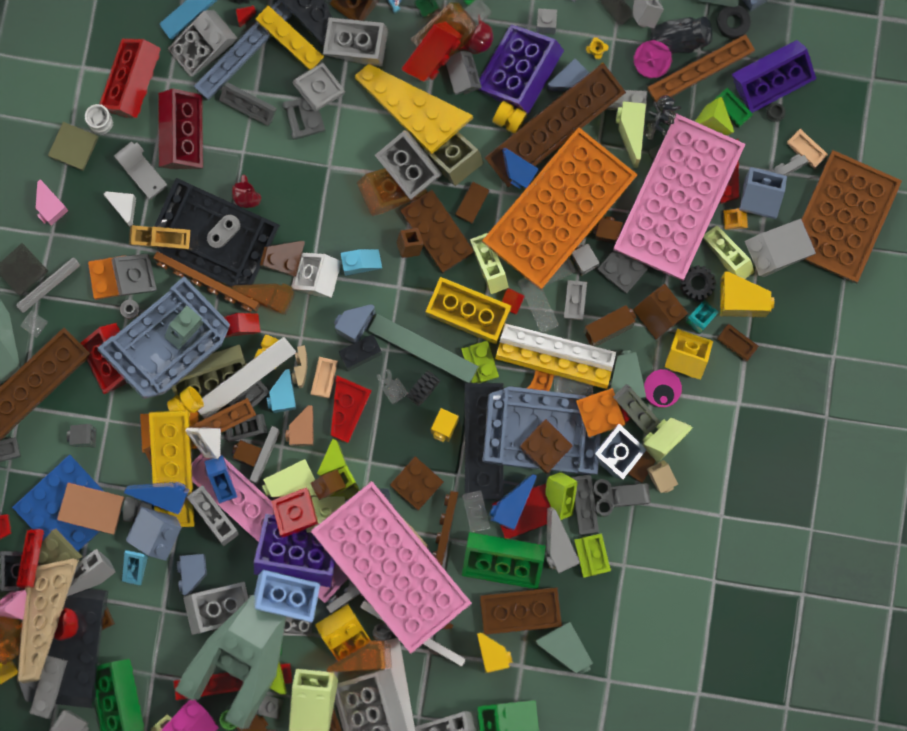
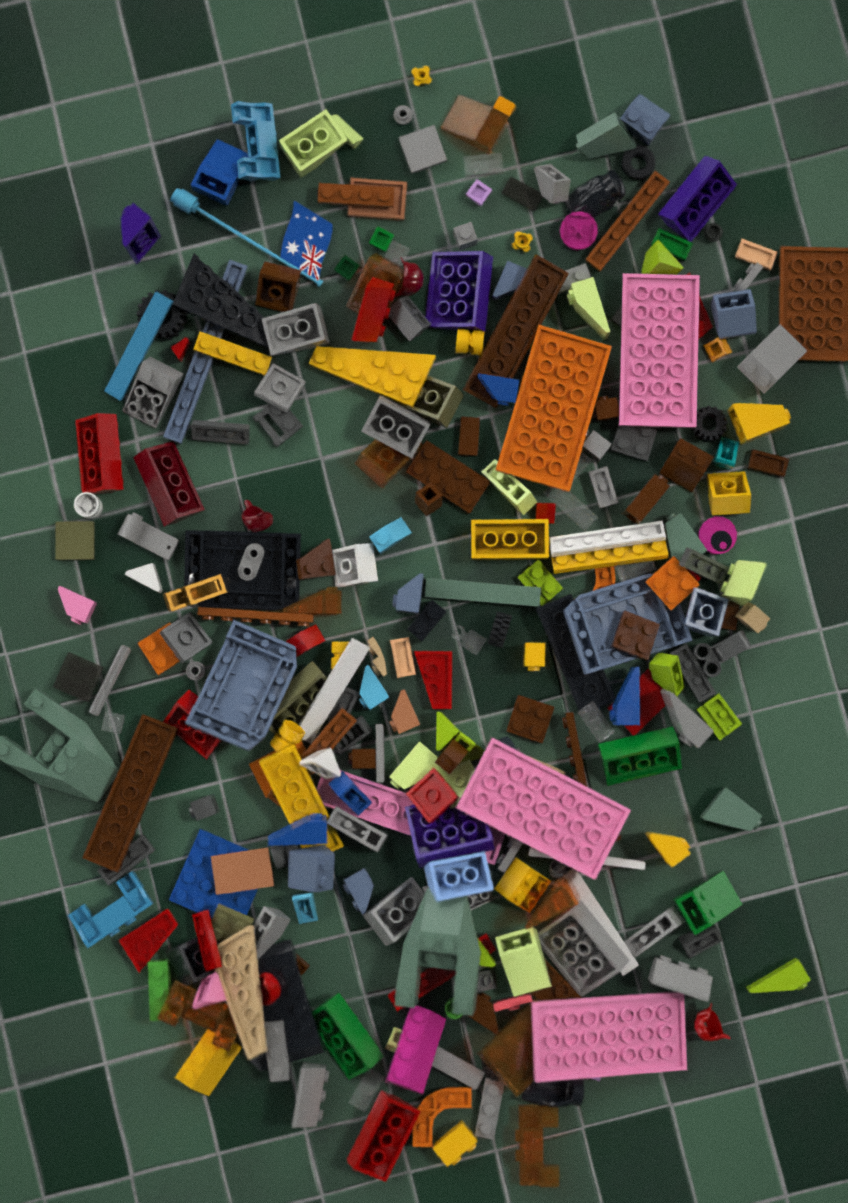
camera: 20 degrees left, 5 degrees up
(185, 326) = (255, 668): sand green torso -> none
(520, 611) = (675, 795): reddish brown plate -> none
(664, 114) = (612, 278): animal -> none
(729, 253) = (726, 384): yellowish green slope -> none

